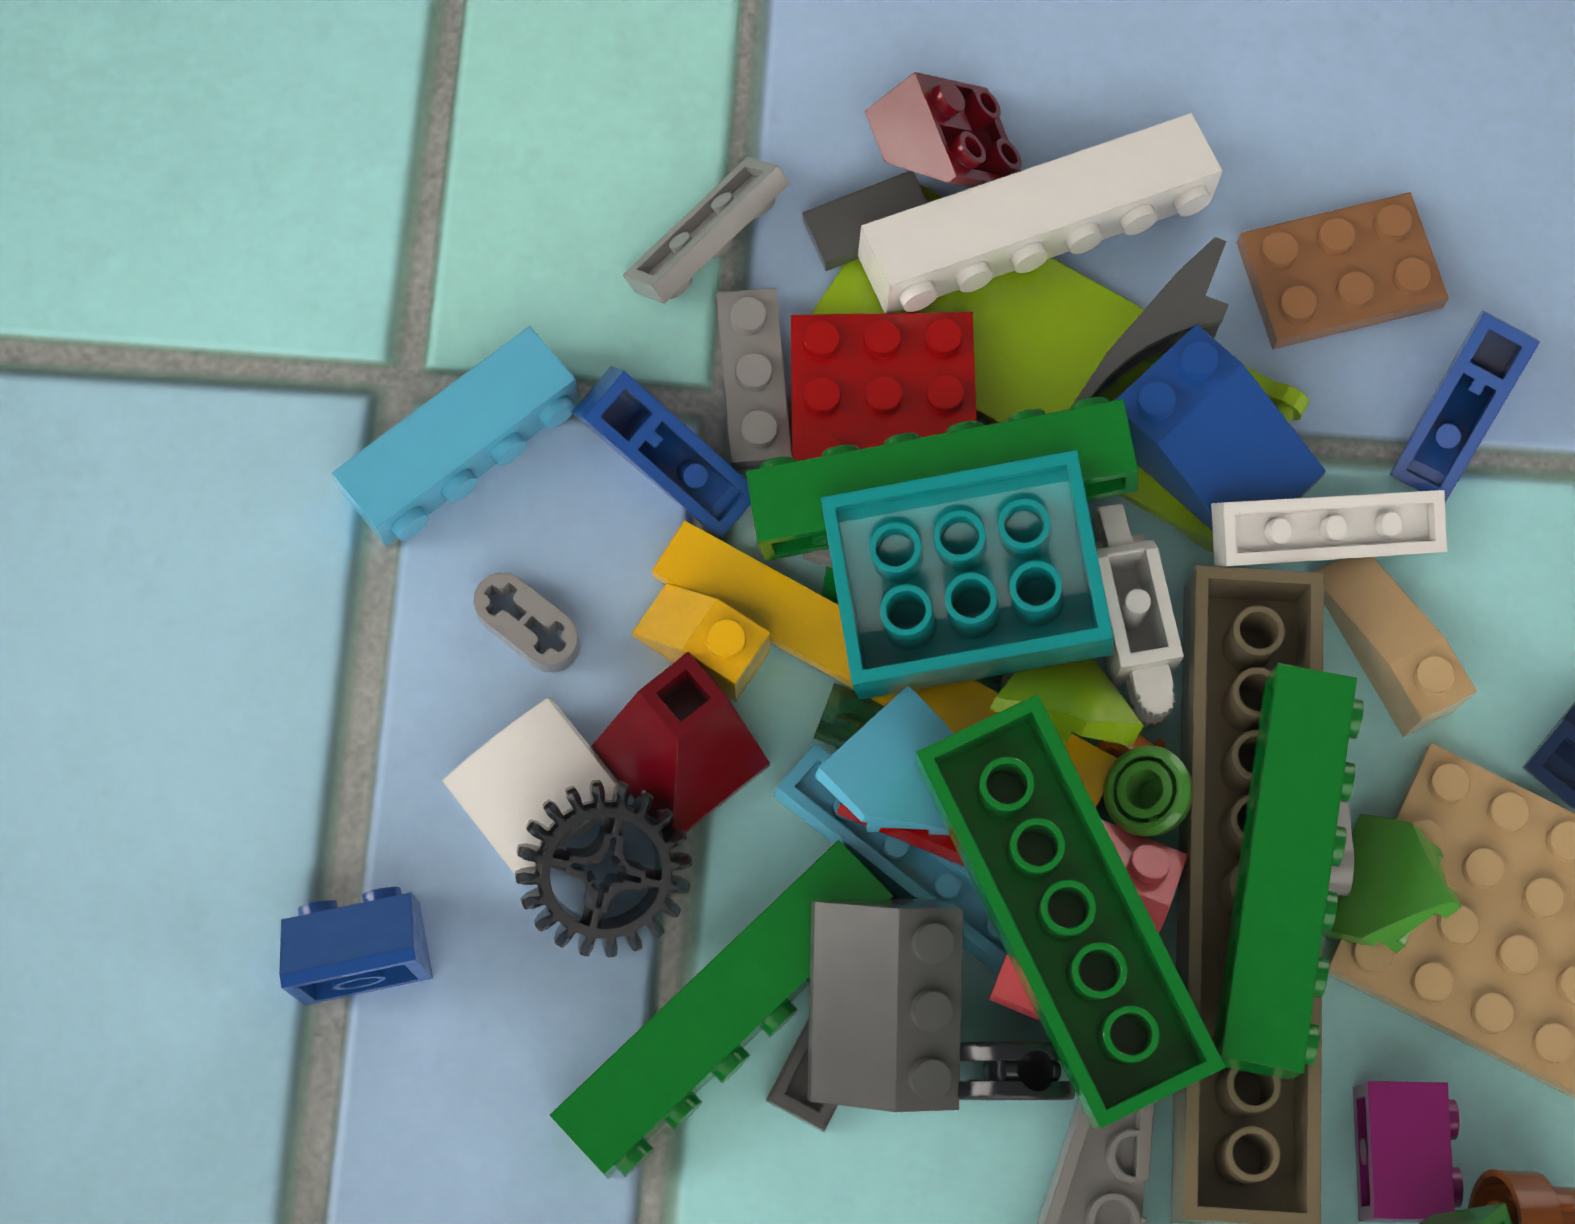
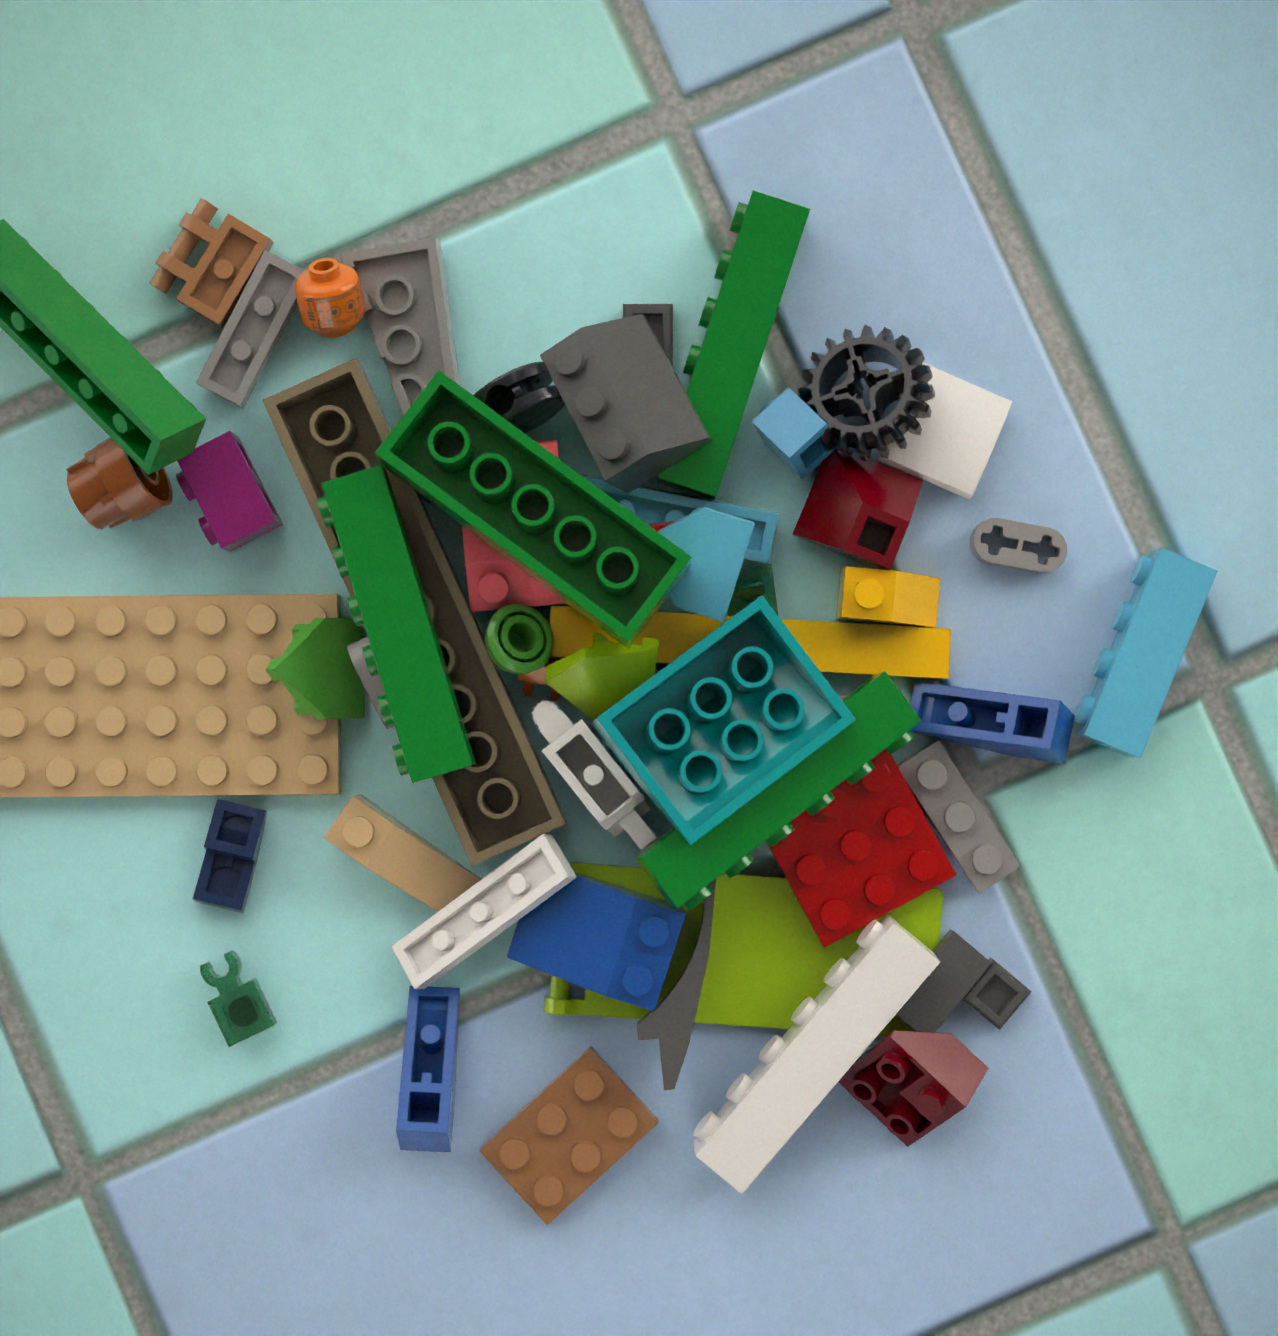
camera: 155 degrees right, 15 degrees up
(353, 947) = (1005, 251): blue slope -> none
(706, 230) = (1054, 911): light grey plate -> none
(710, 871) = (792, 432): none -> dark azure brick
(813, 182) = (997, 994): none -> dark grey tile

